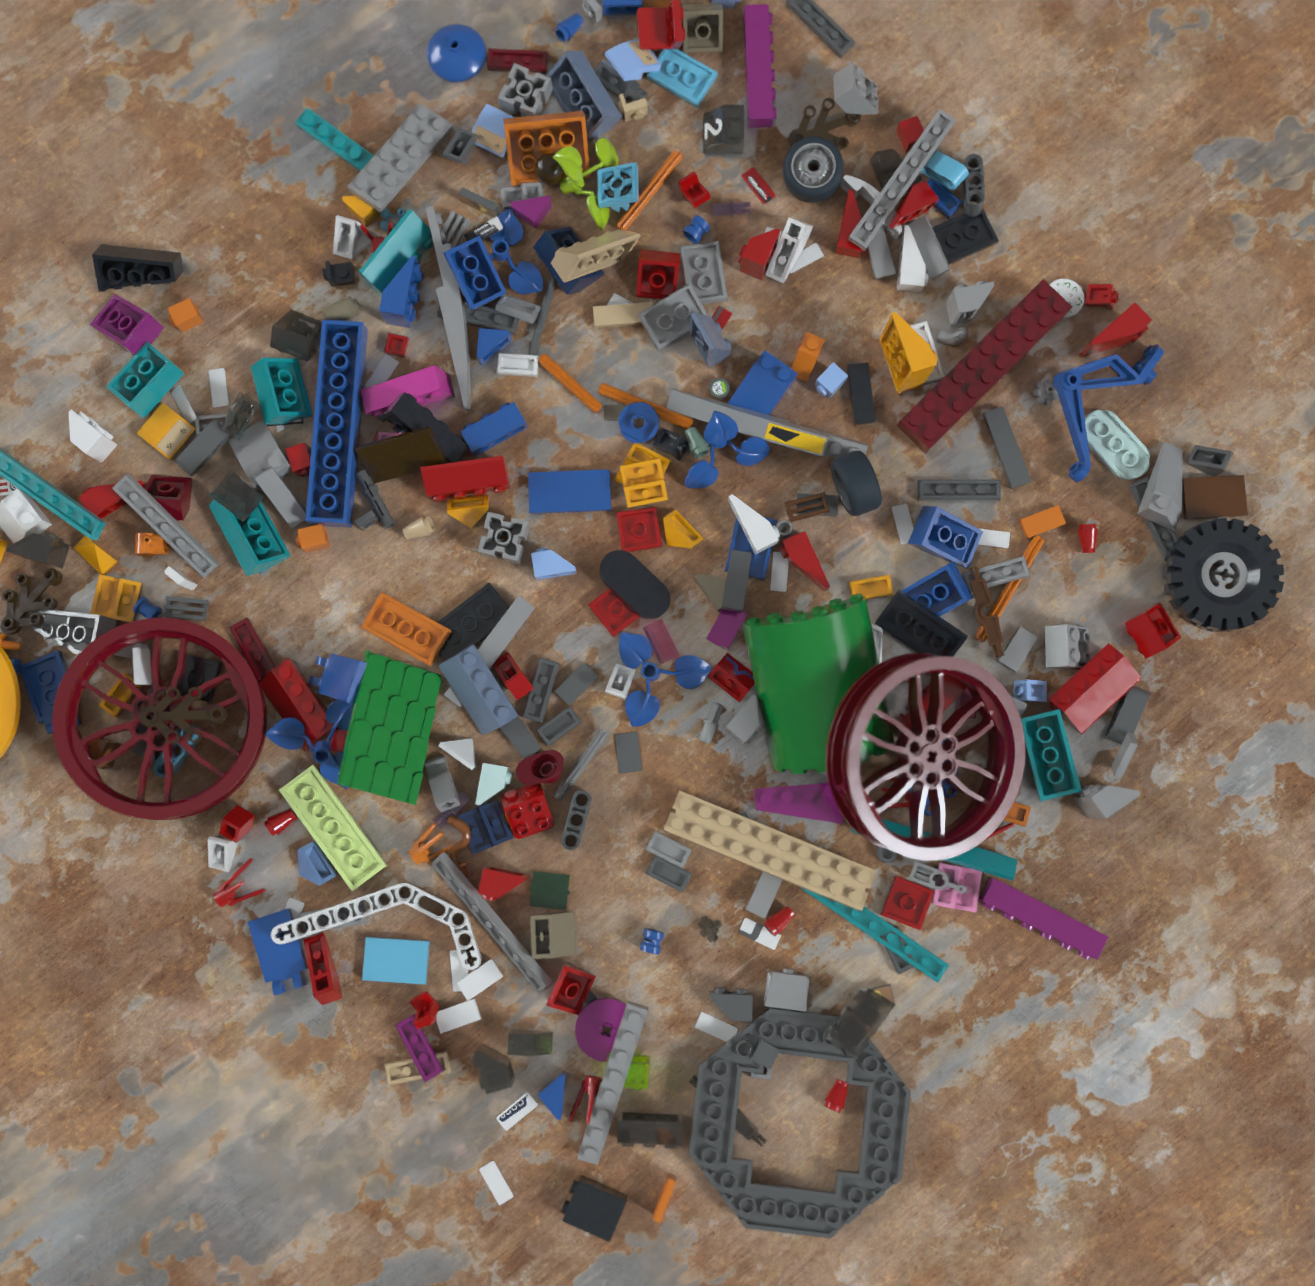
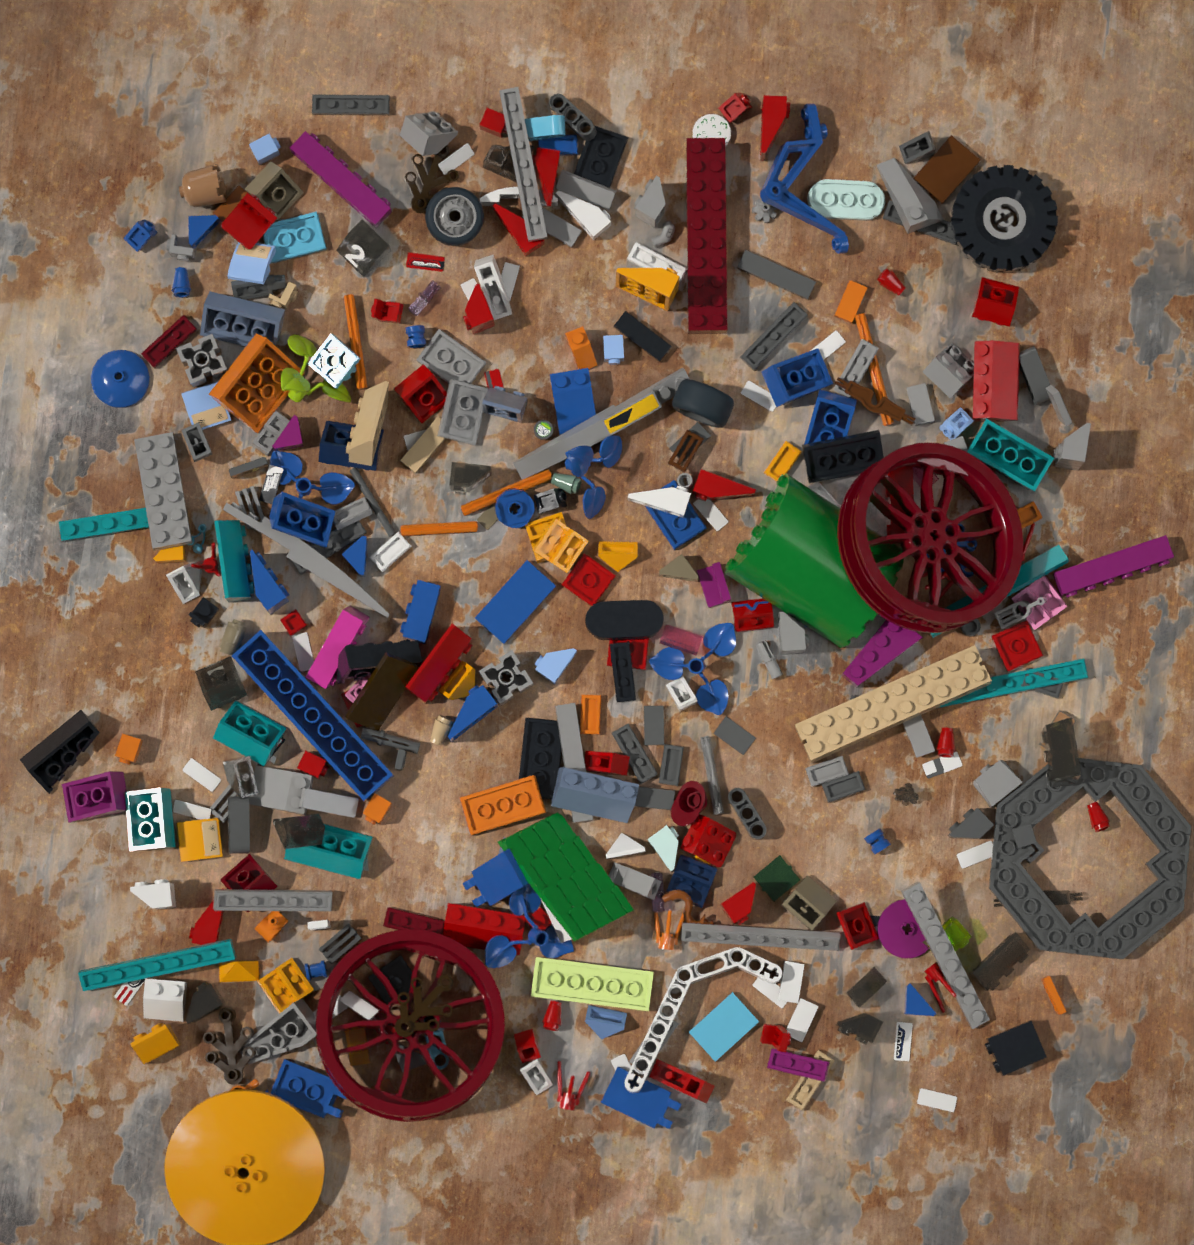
camera: 45 degrees left, 0 degrees up
(455, 536) = (474, 709): none -> blue slope
(539, 628) = (590, 714): none -> orange tile
(548, 169) = (273, 396): dark brown hair -> none
(594, 621) = (622, 671): none -> black tile
(627, 364) = (467, 477): none -> clear smoke slope
(736, 581) = (690, 548): dark grey tile -> none
(857, 134) = (456, 158): none -> white sticker

